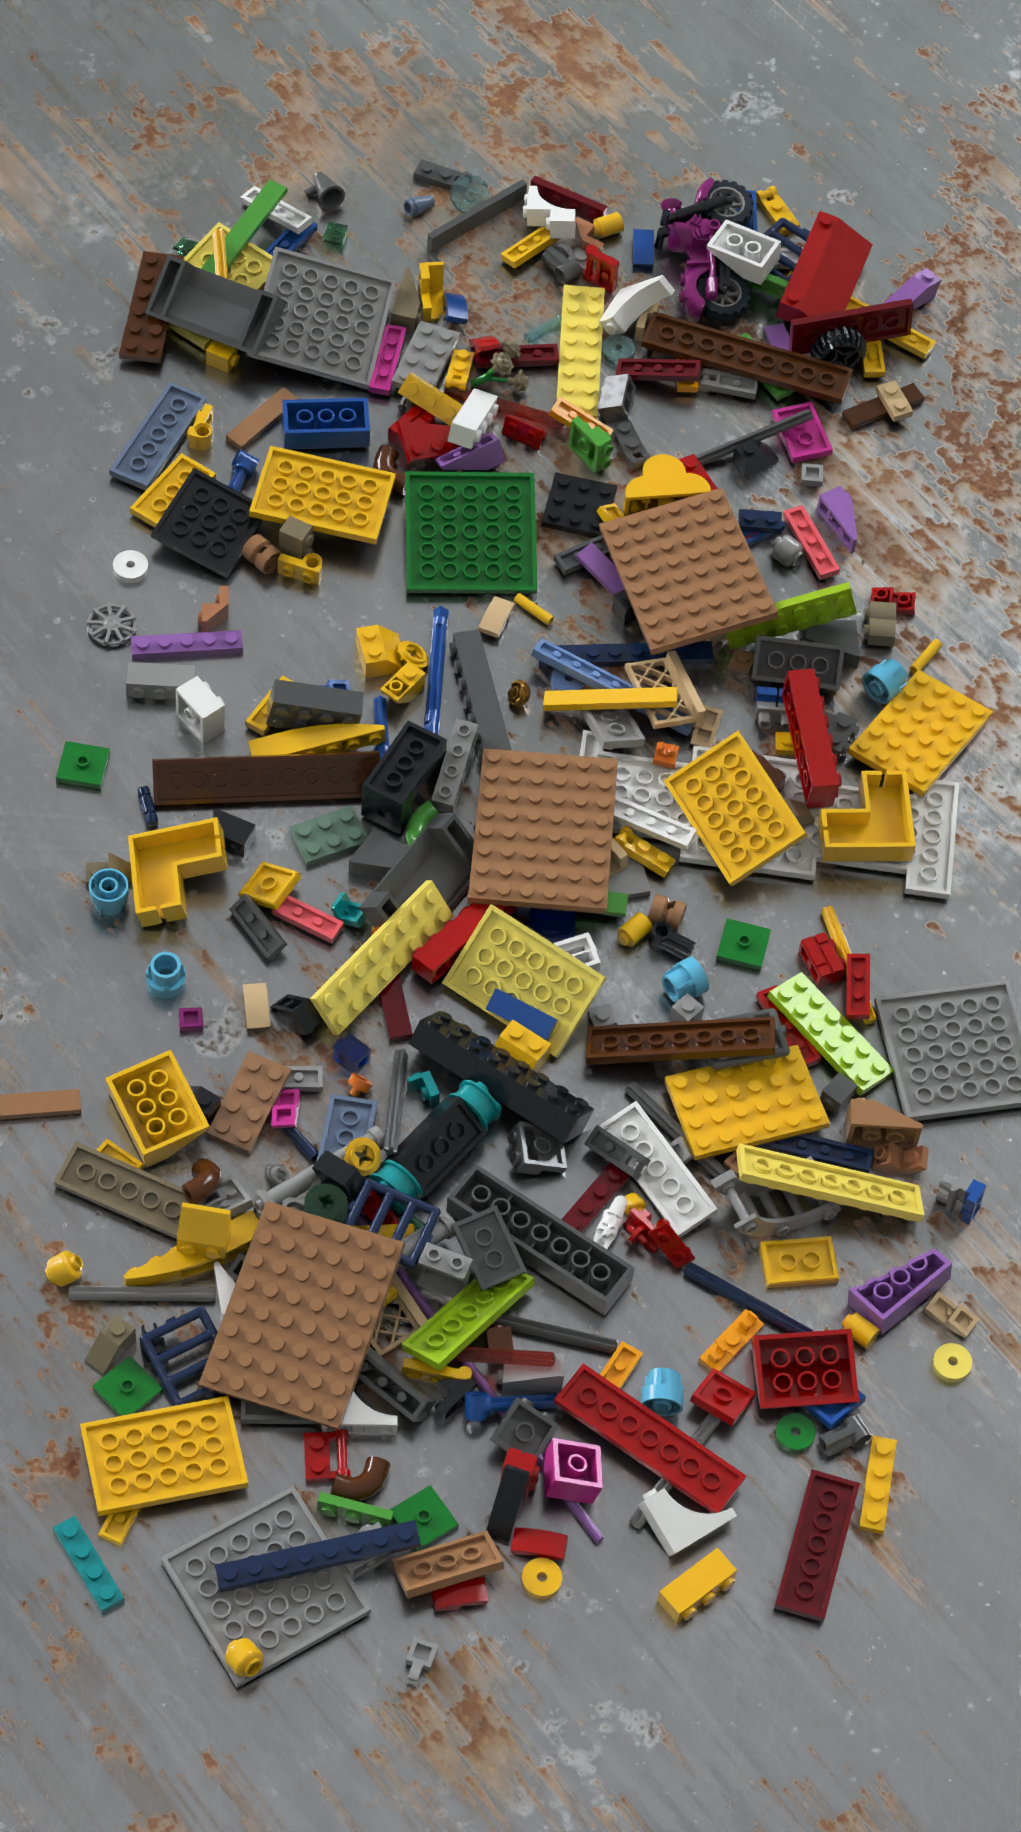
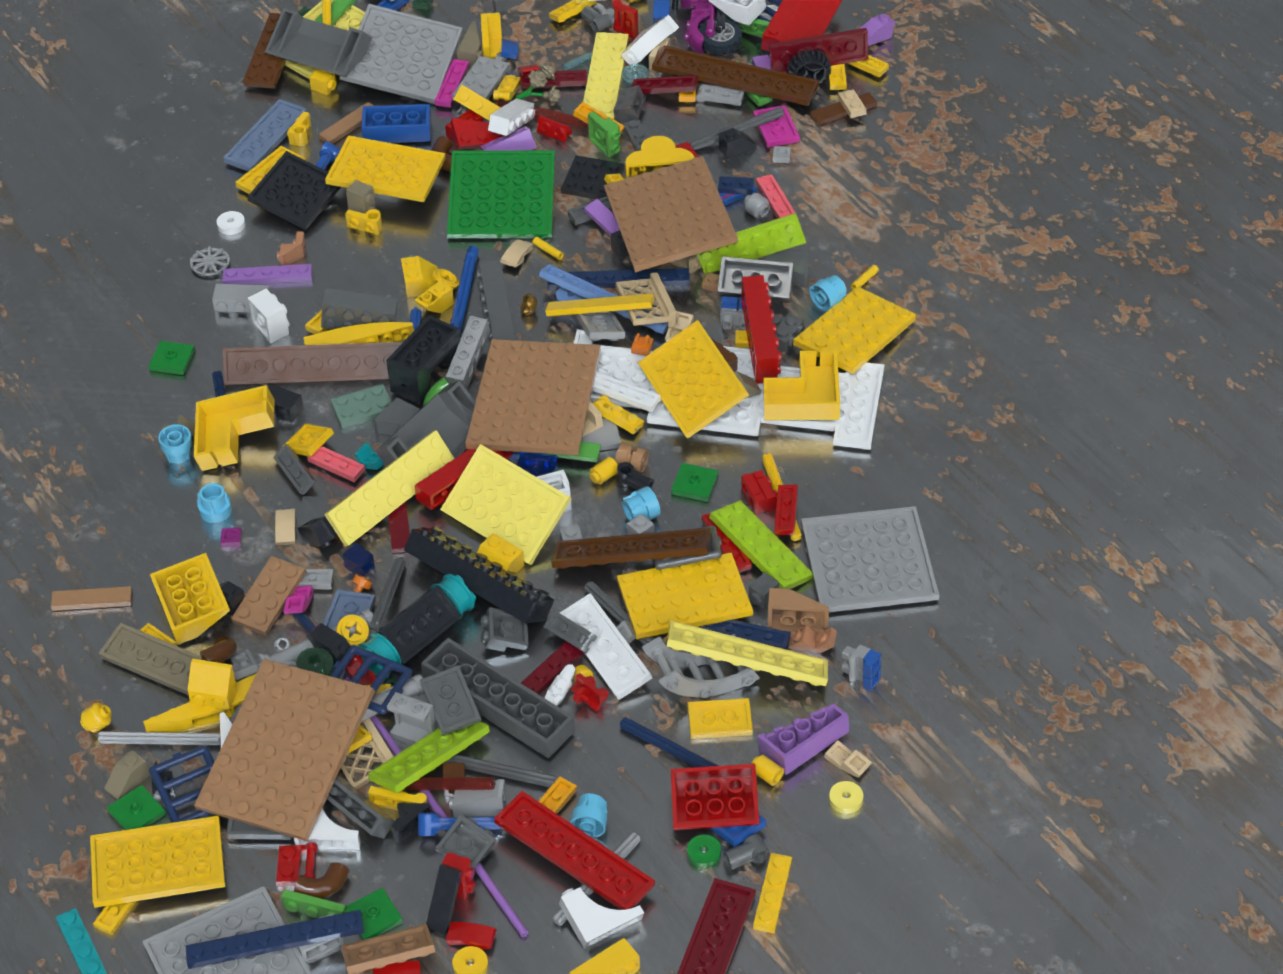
camera: 10 degrees right, 10 degrees down
(261, 553) = (333, 211): medium nougat wheel -> none
(426, 1085) = (415, 582): teal bracket -> none
(523, 1013) = (492, 524): blue tile -> none
(572, 1471) = (503, 875): dark pink brick -> none
(671, 1244) = (608, 701): red hinge -> none
(722, 1397) = (641, 820): red plate -> none
(731, 1341) = (654, 780): light orange plate -> none
(838, 511) = (800, 179): medium lavender slope -> none
(881, 623) = (828, 254): dark tan brick -> none
(904, 601) = (835, 239): red slope -> none

